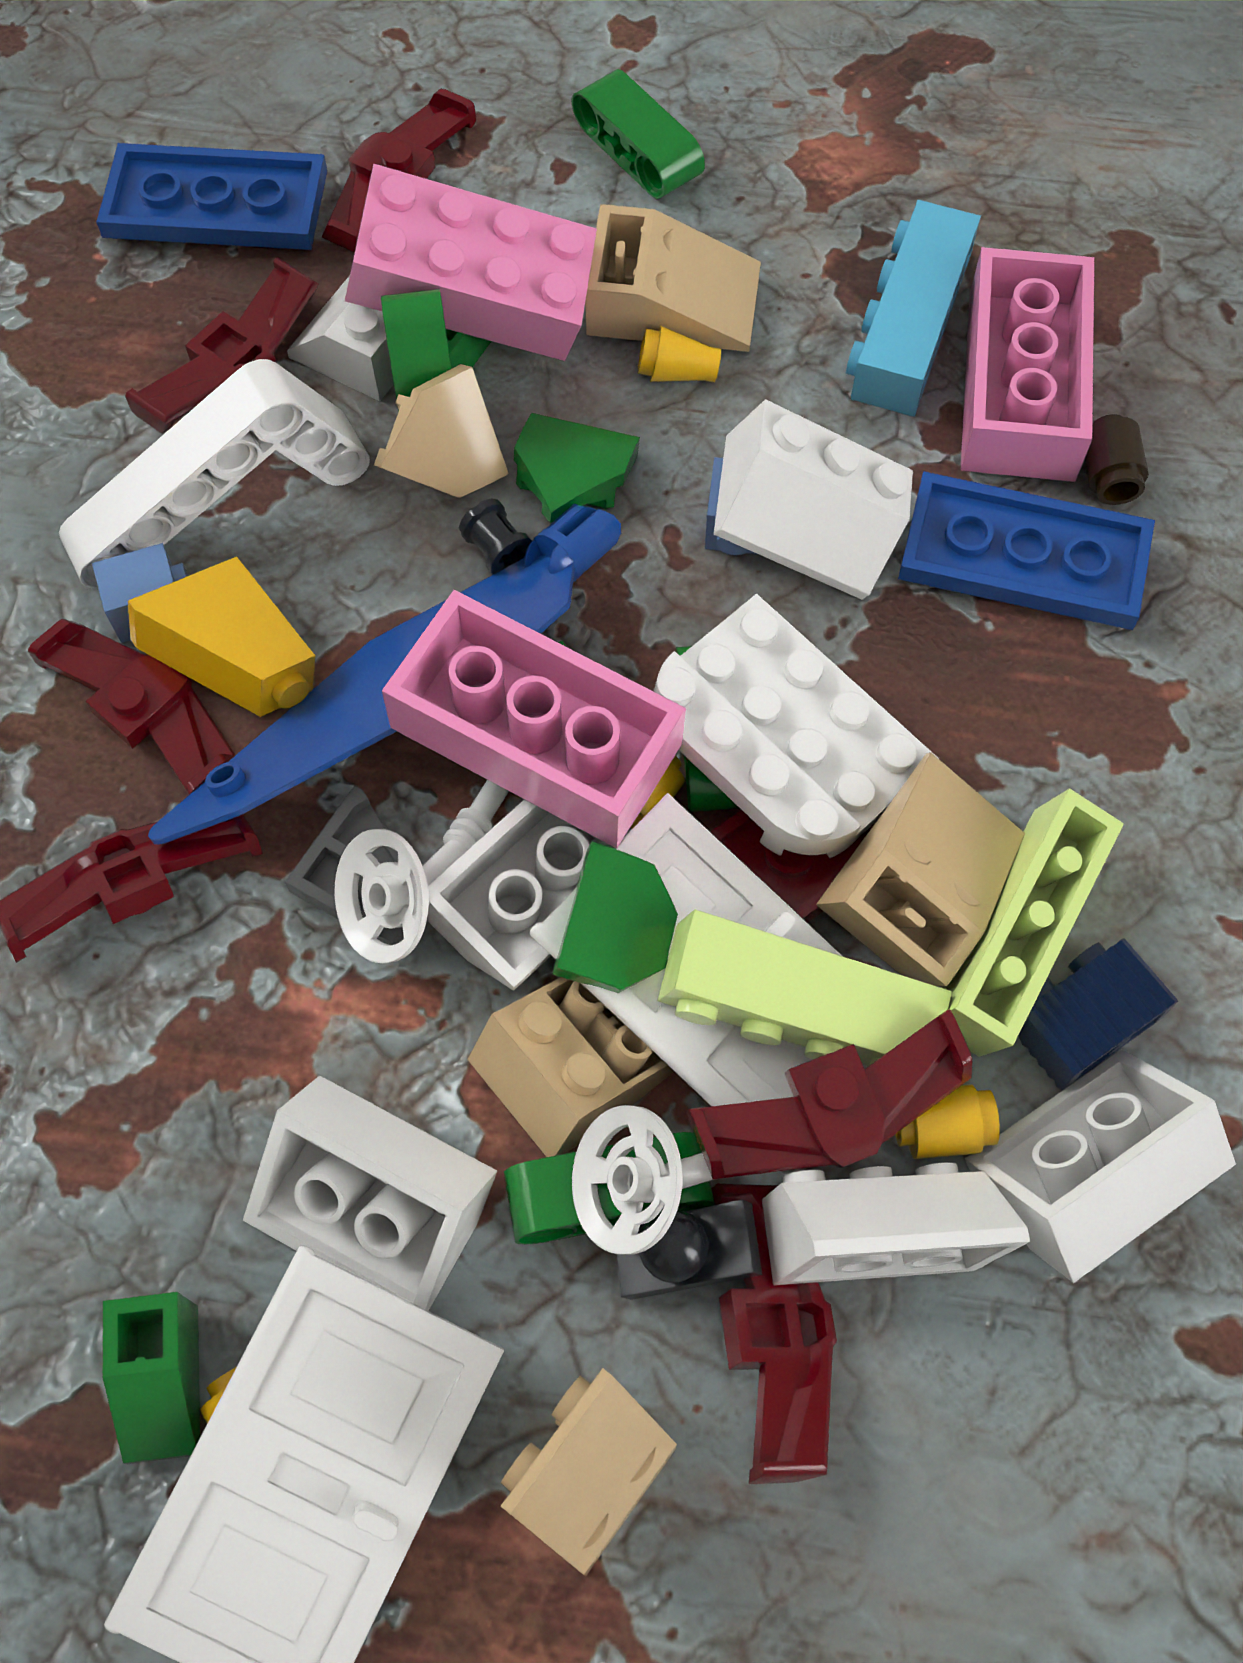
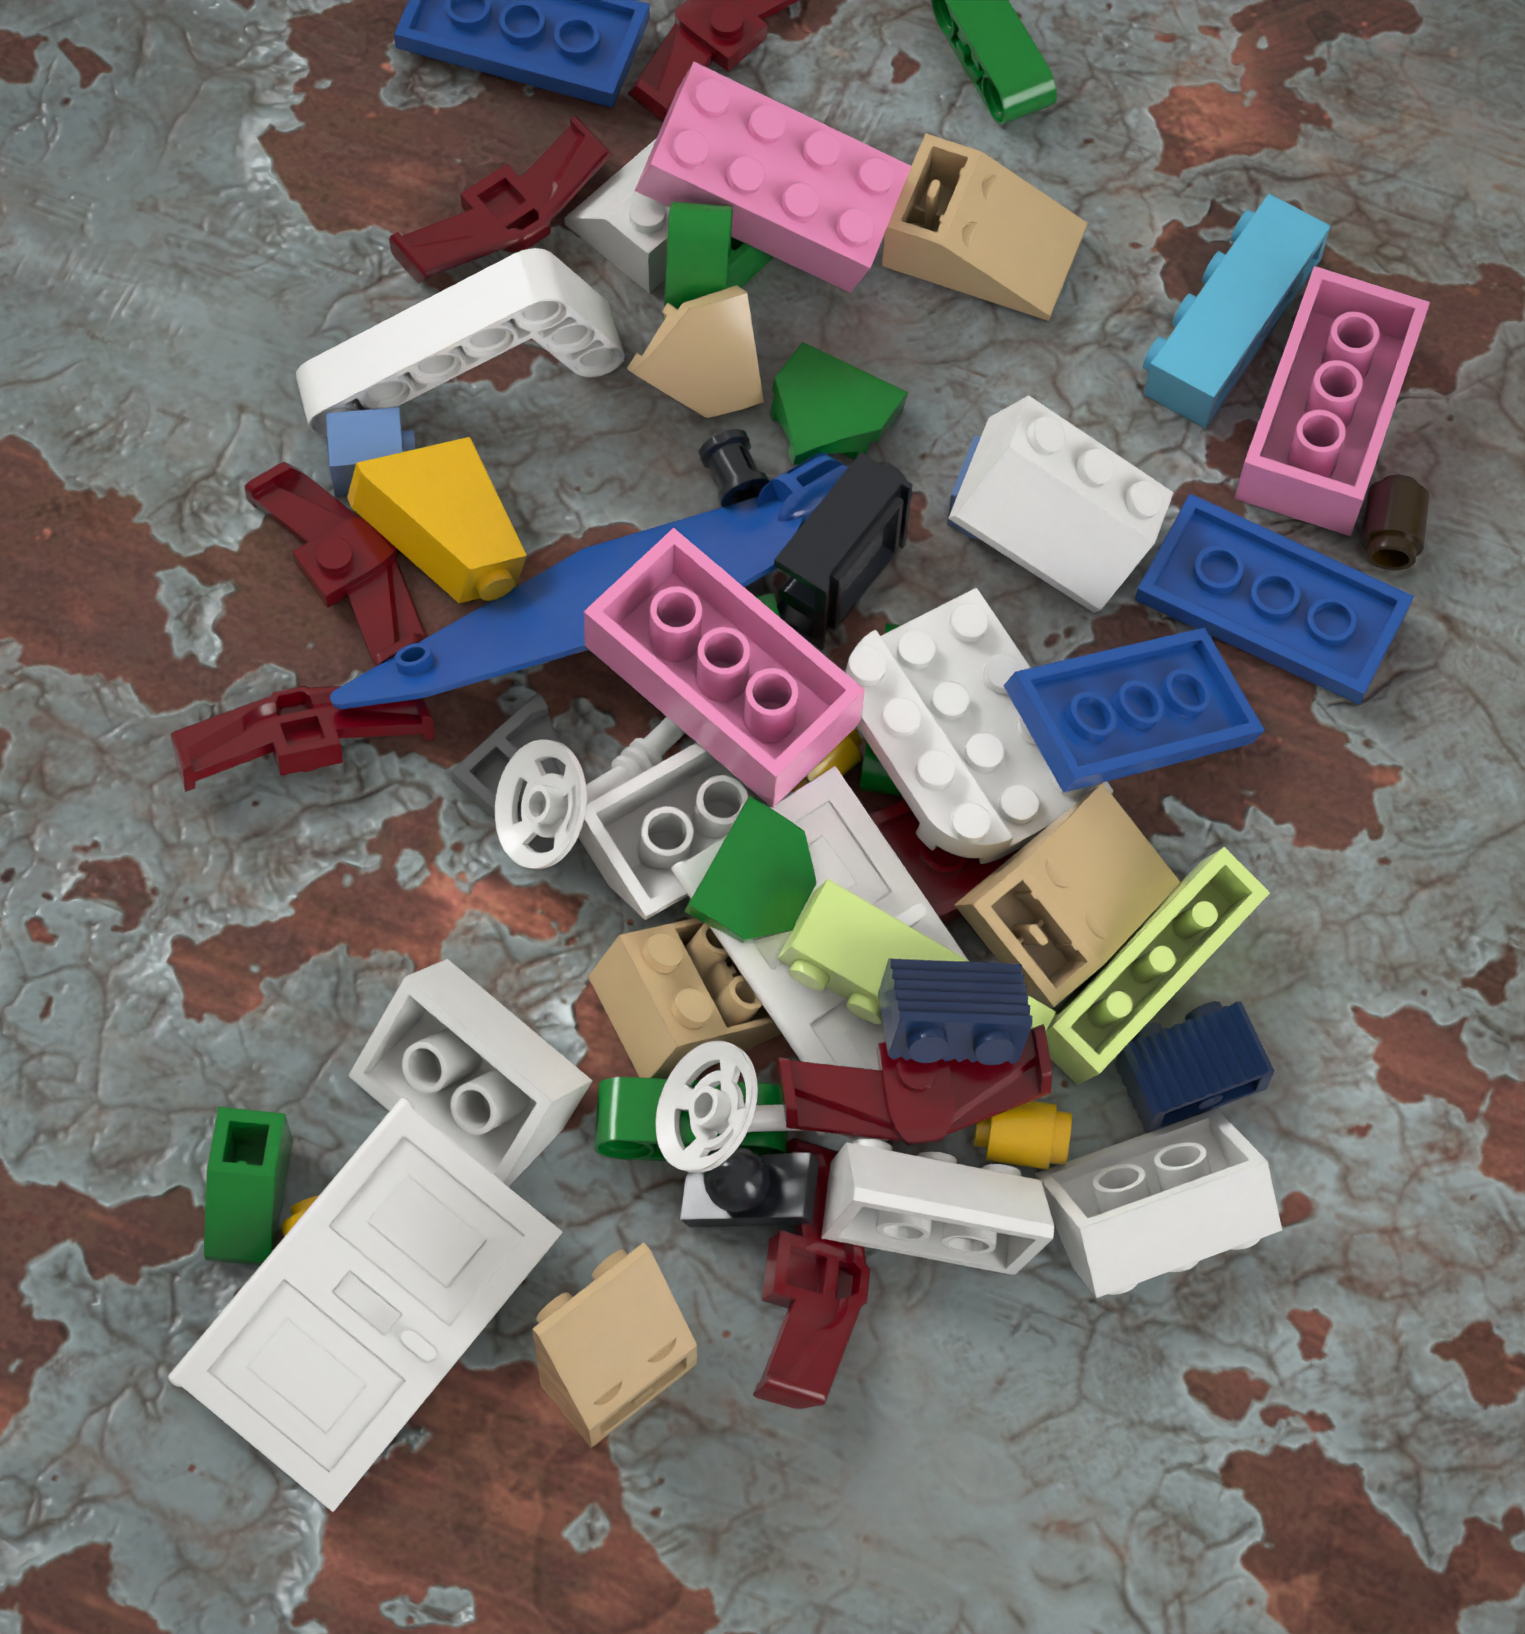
camera: 10 degrees right, 0 degrees up
(620, 578) = (843, 547): none -> black window
(676, 357) = (968, 313): yellow cone -> none
(861, 1019) = (954, 1010): none -> dark blue brick
(934, 677) = (1133, 709): none -> blue plate

